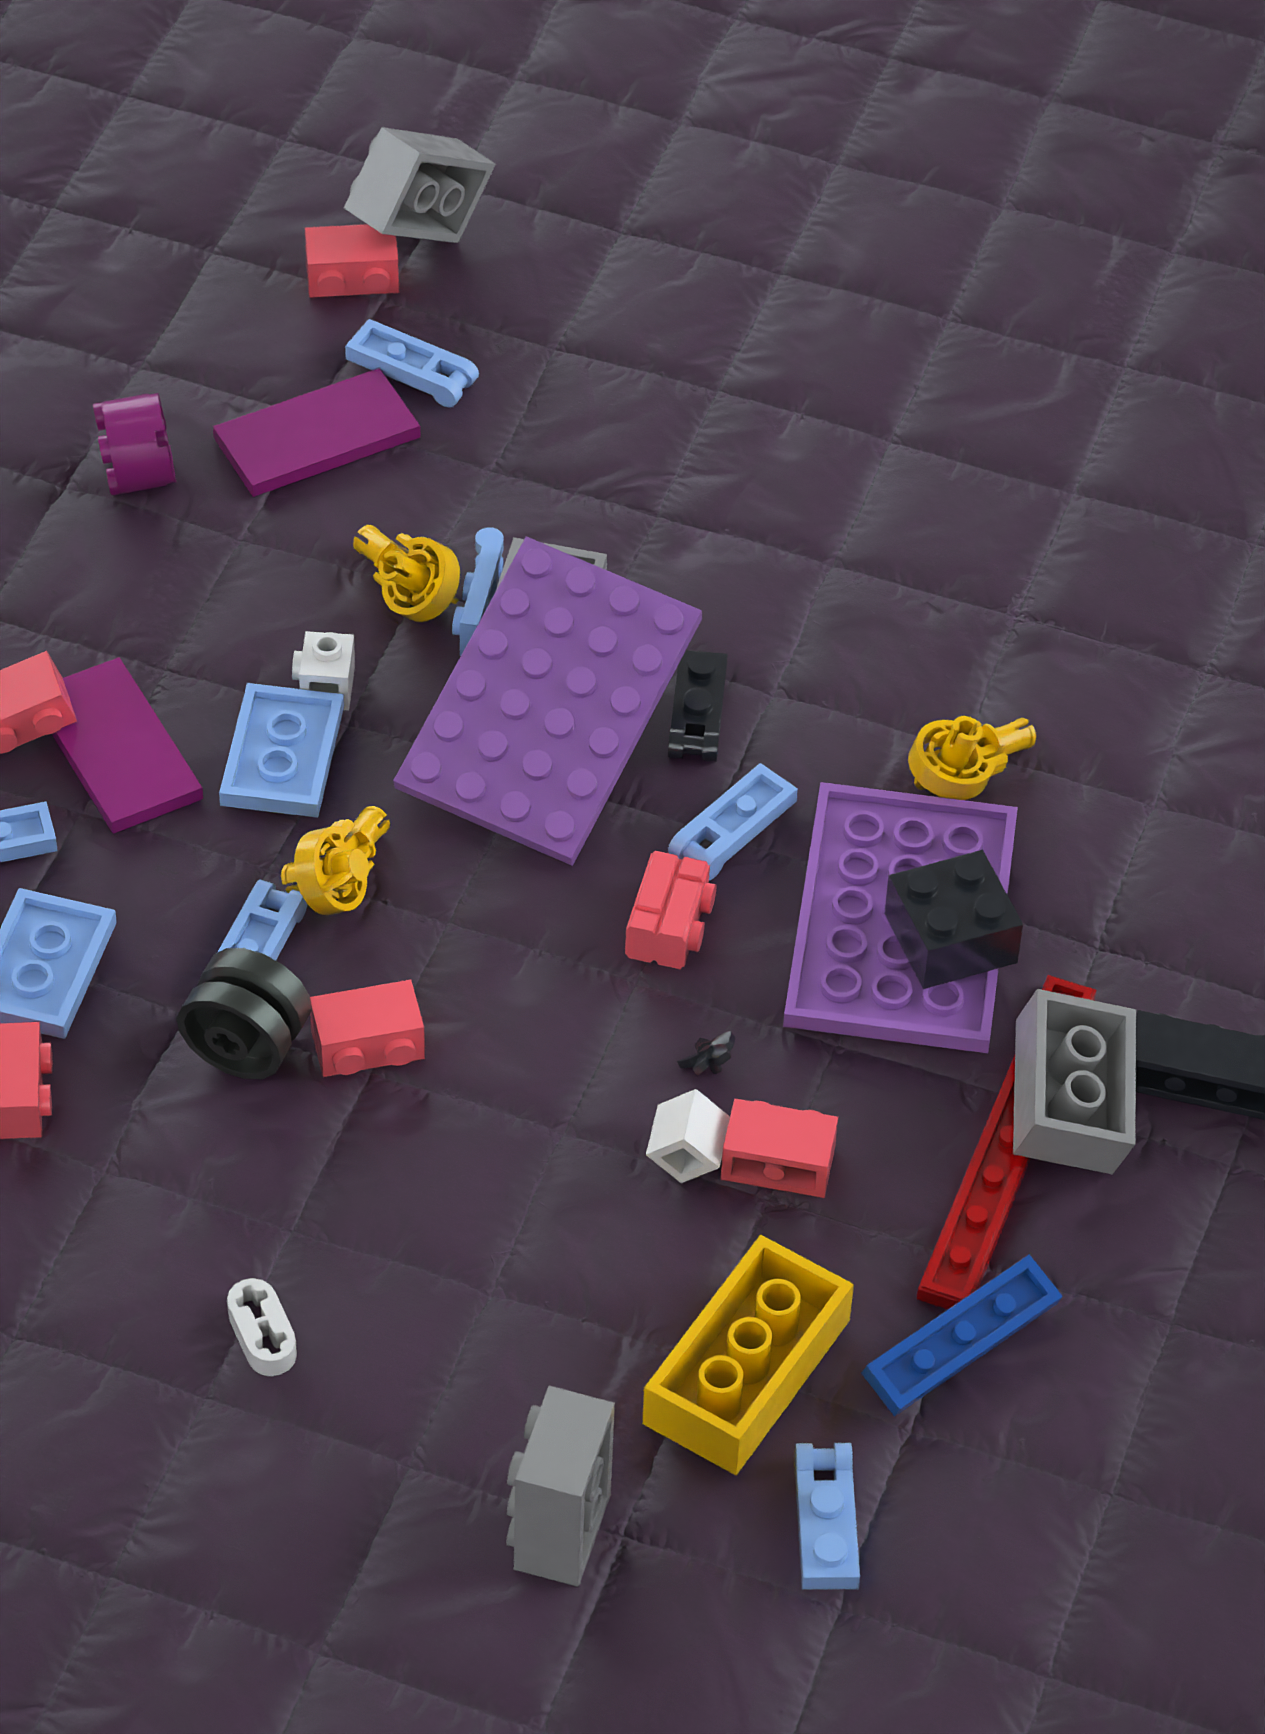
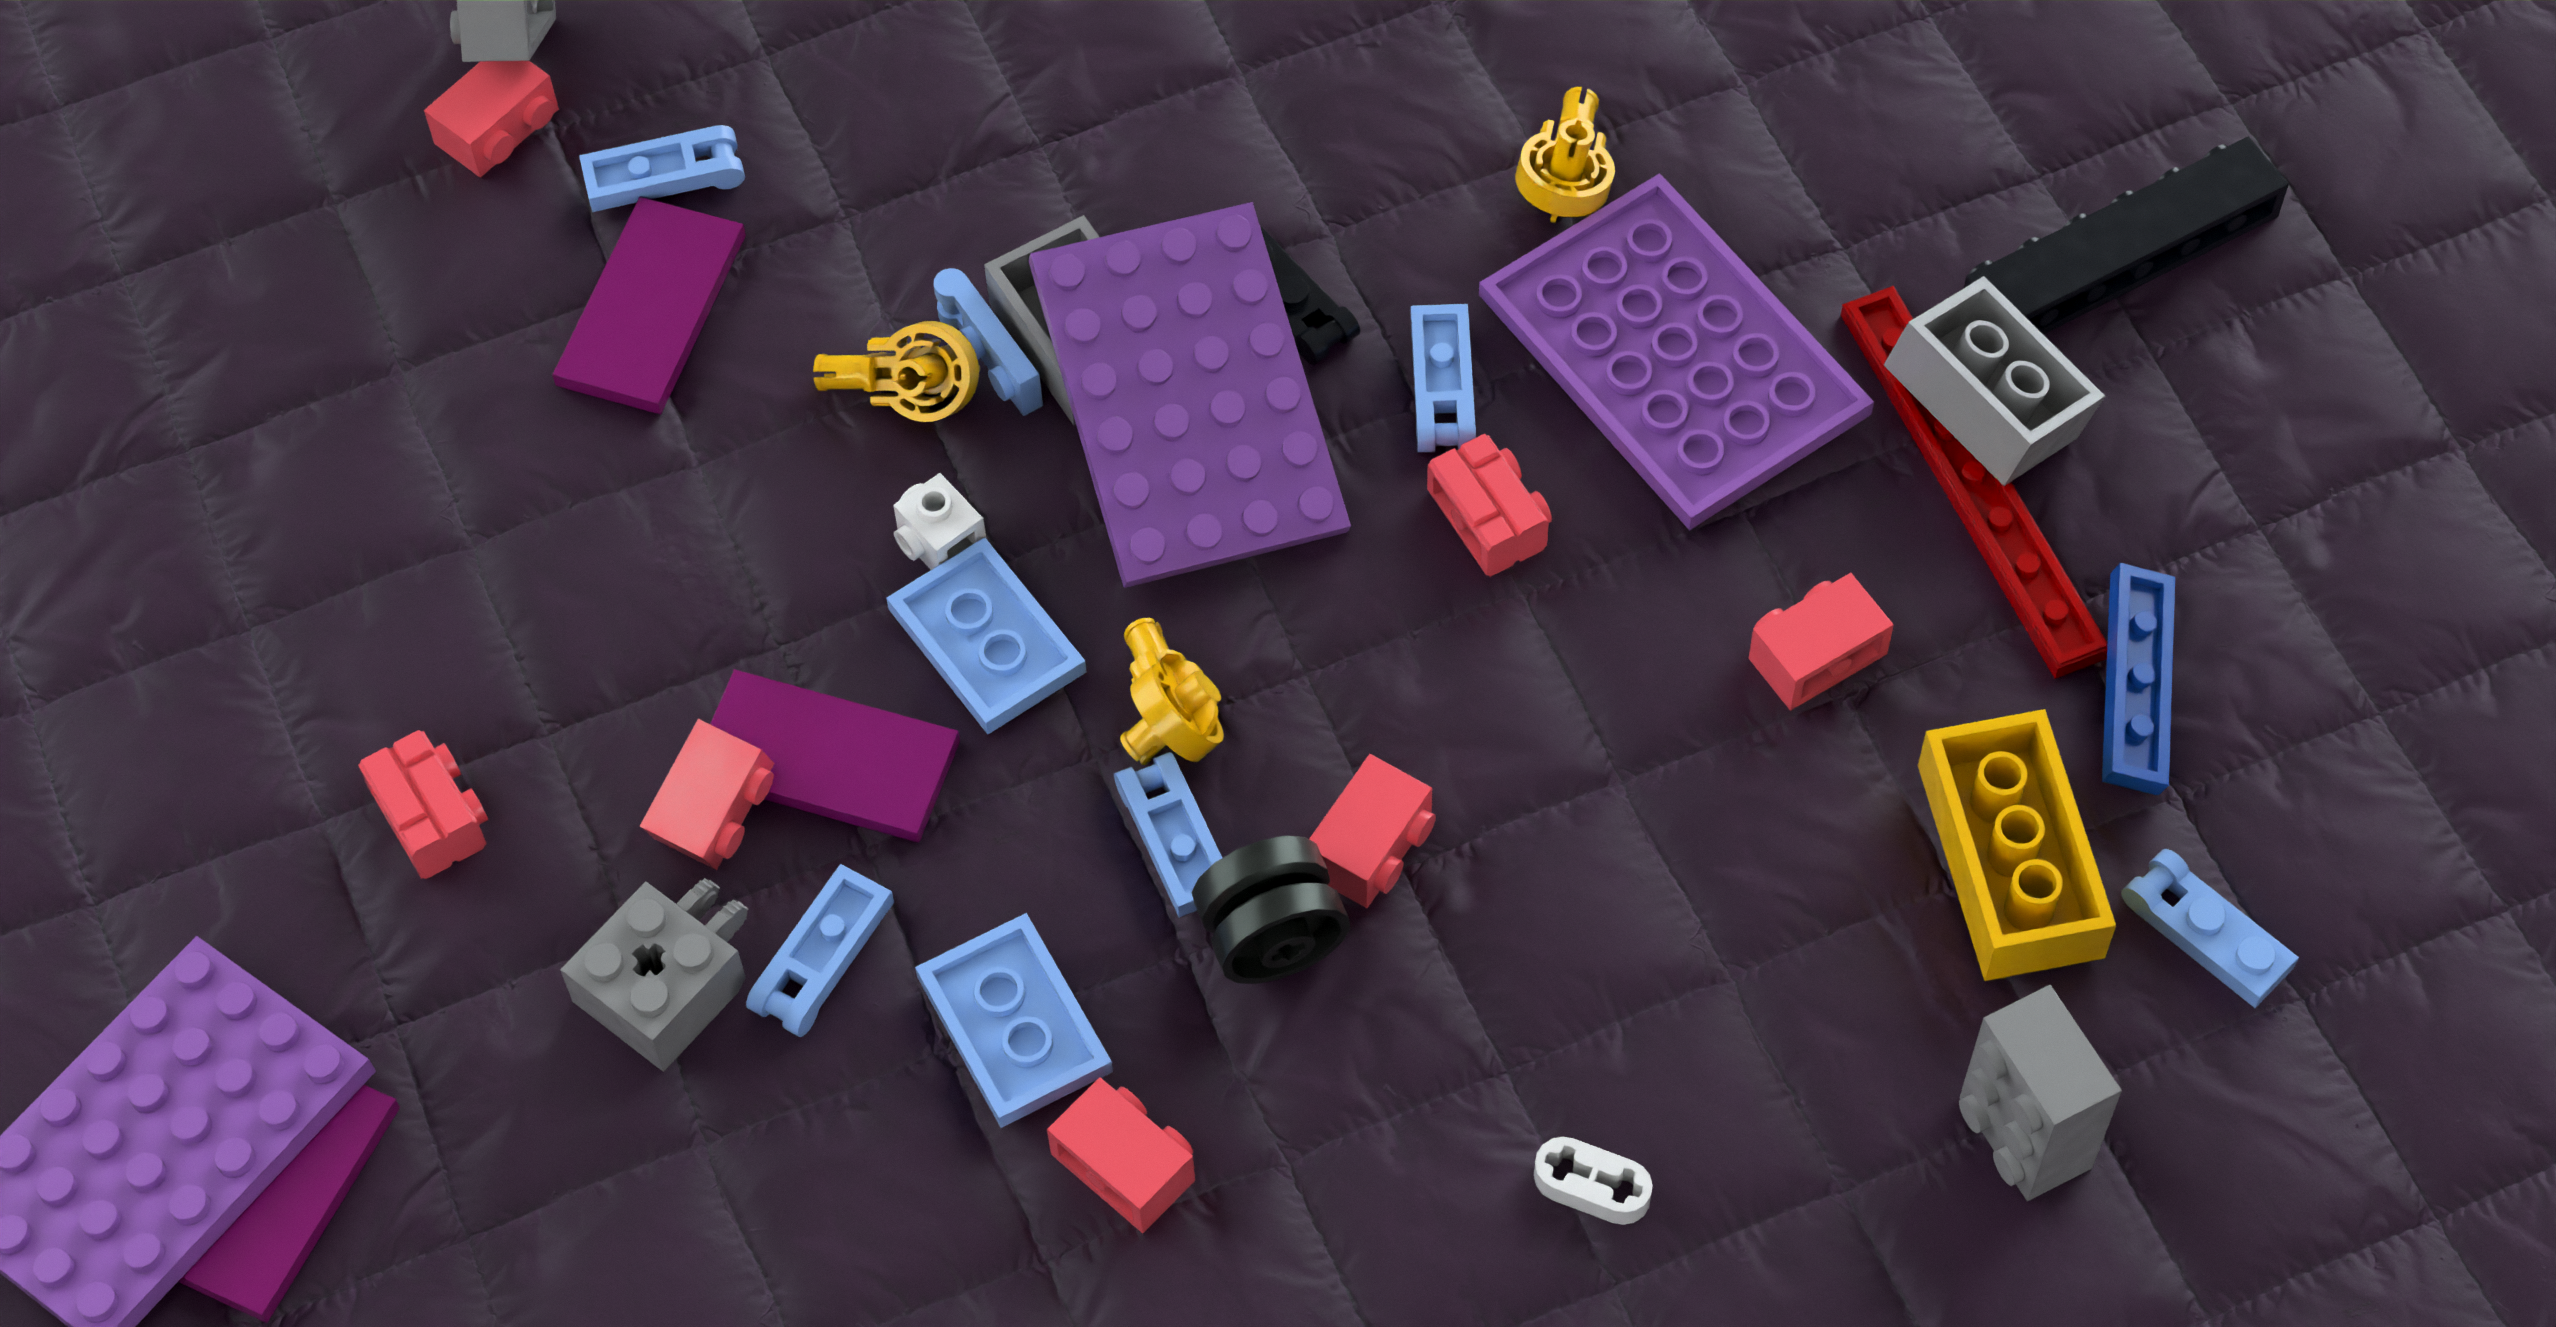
camera: 40 degrees left, 10 degrees up
(134, 443) = (516, 448): magenta brick -> none
(688, 1136) = (1744, 694): white brick -> none
(710, 1054) = (1666, 606): black plant -> none
(953, 919) = (1744, 316): black brick -> none

